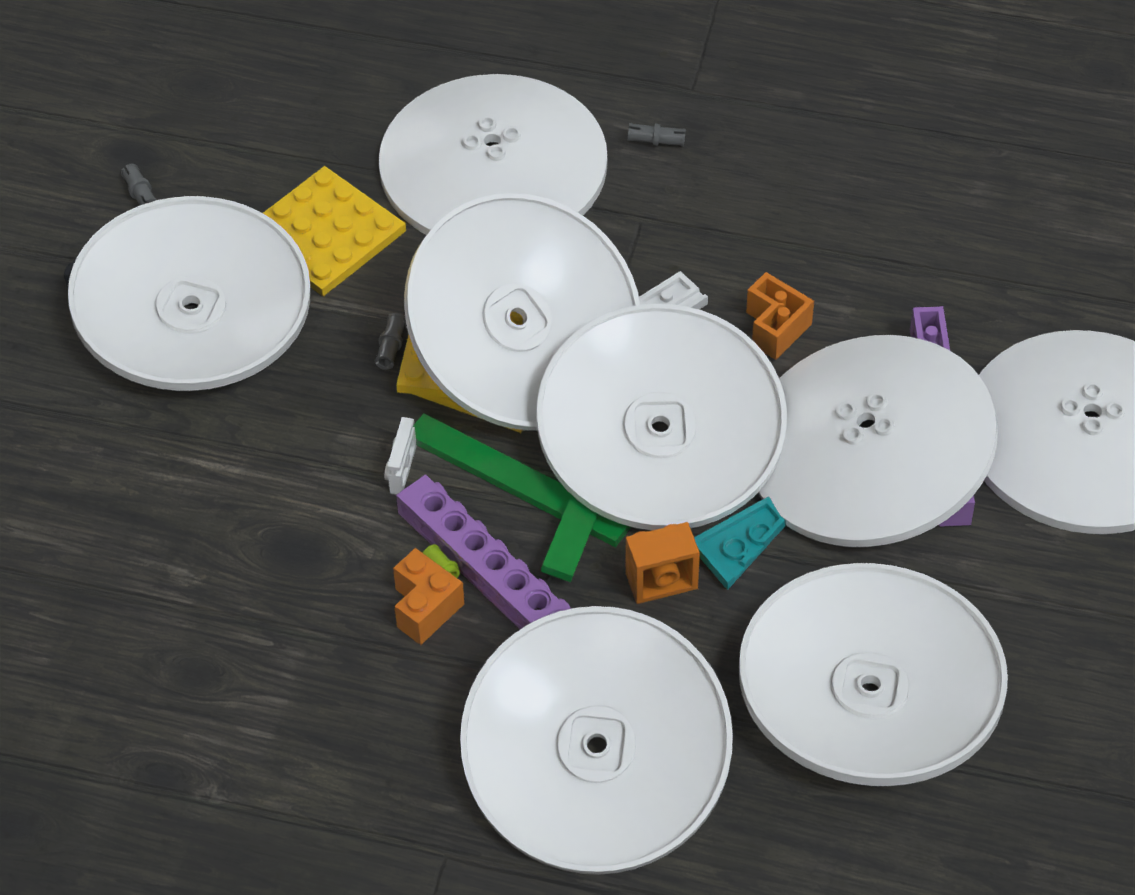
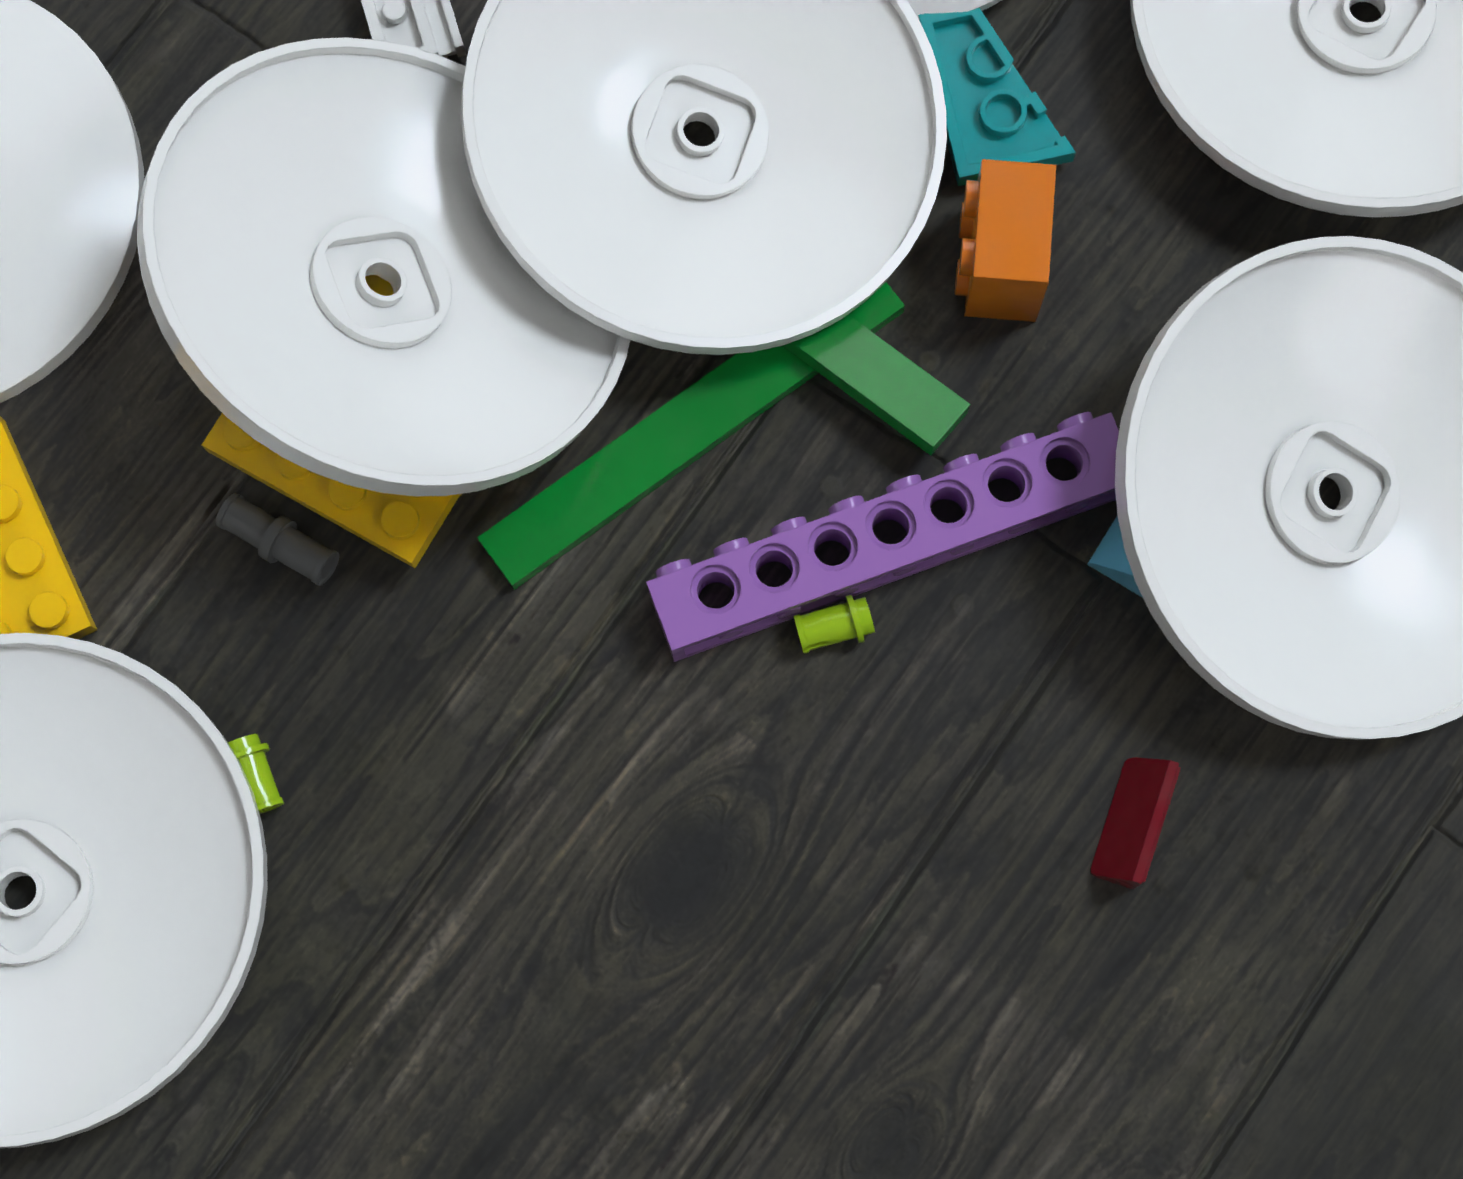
camera: 65 degrees left, 25 degrees up
(276, 370) = (257, 770): none -> lime pin
(393, 722) = (1135, 821): none -> dark red slope
(401, 456) = (552, 600): white plate -> none
(429, 594) = (908, 660): orange brick -> none

